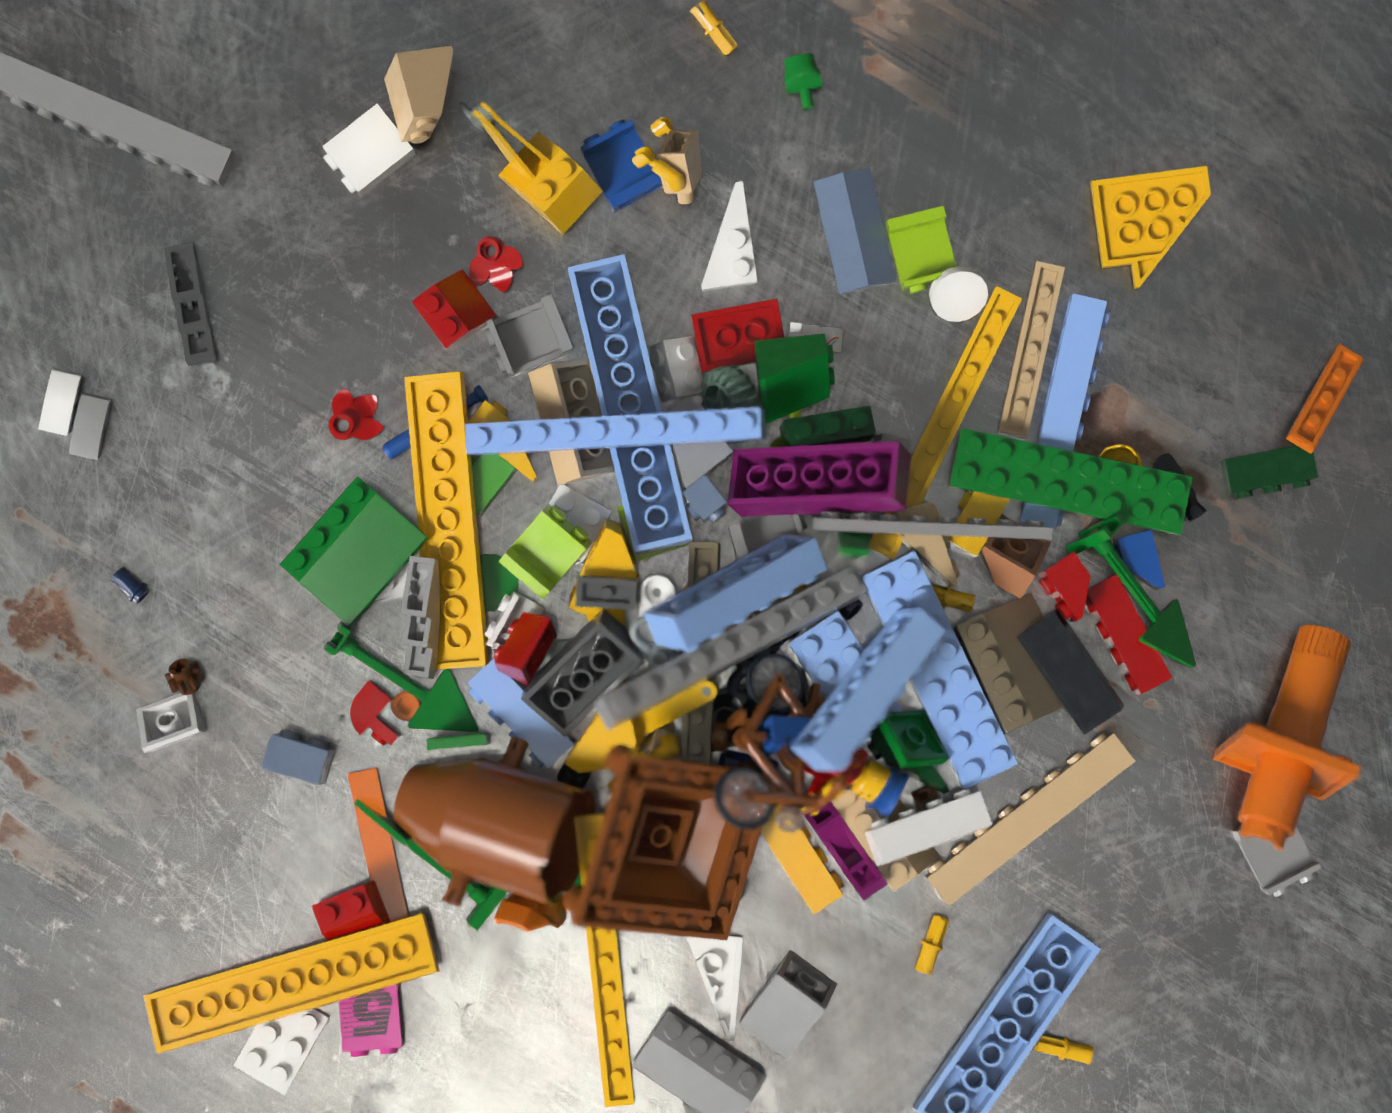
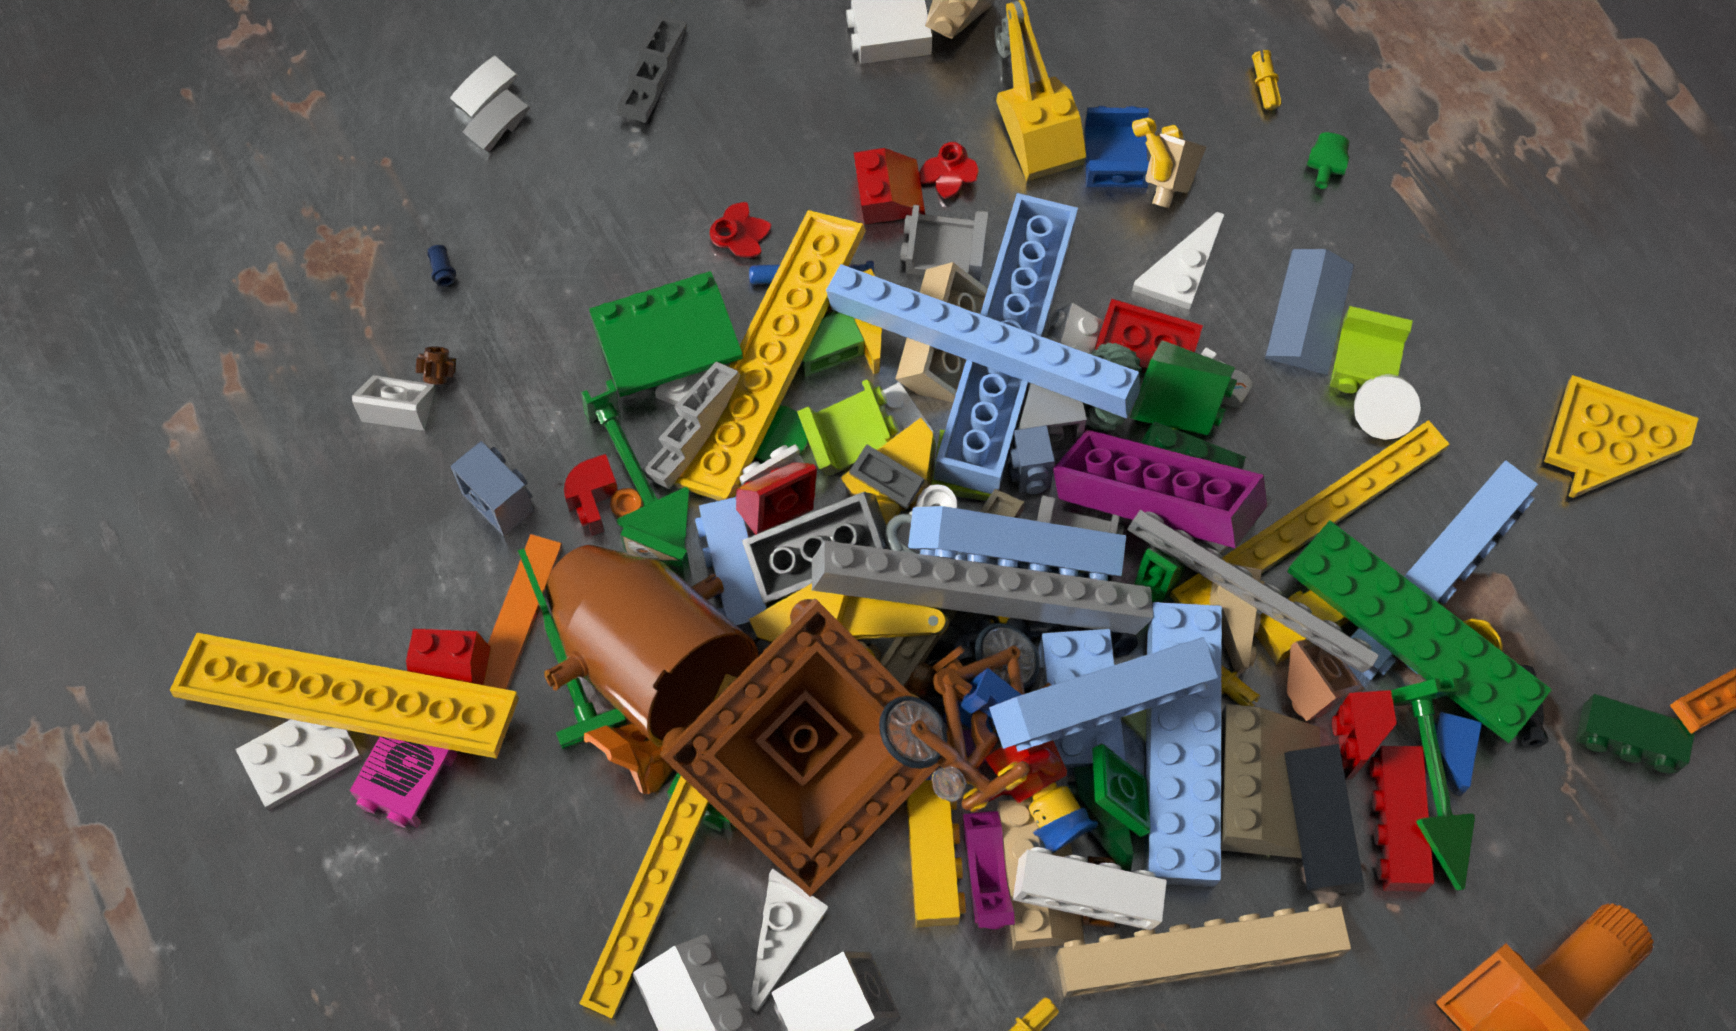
camera: 25 degrees right, 20 degrees down
(1031, 349) = (1437, 493): tan plate -> none

